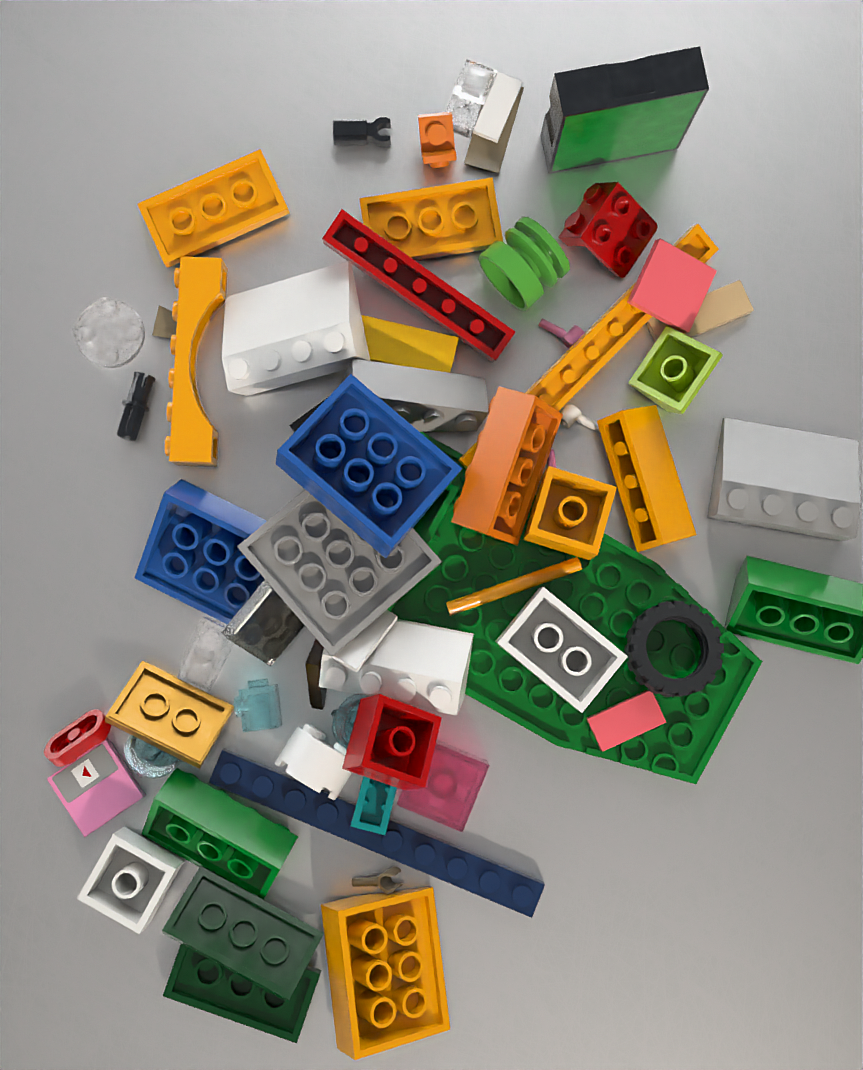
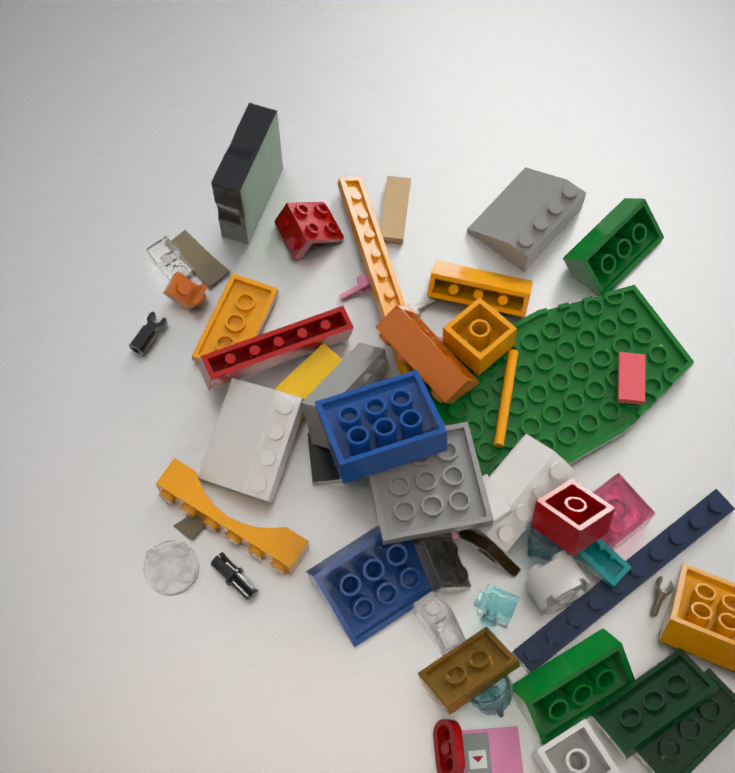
camera: 60 degrees left, 20 degrees down
(213, 208) = (133, 451): light orange plate -> none
(497, 107) = (189, 248): white piece -> none
(524, 263) = (301, 281): bright green wheel -> none
(561, 649) = (564, 386): white brick -> none
(672, 286) = (369, 209): coral tile -> none
(674, 370) = (423, 235): lime slope -> none
(709, 646) = (600, 303): black tyre -> none

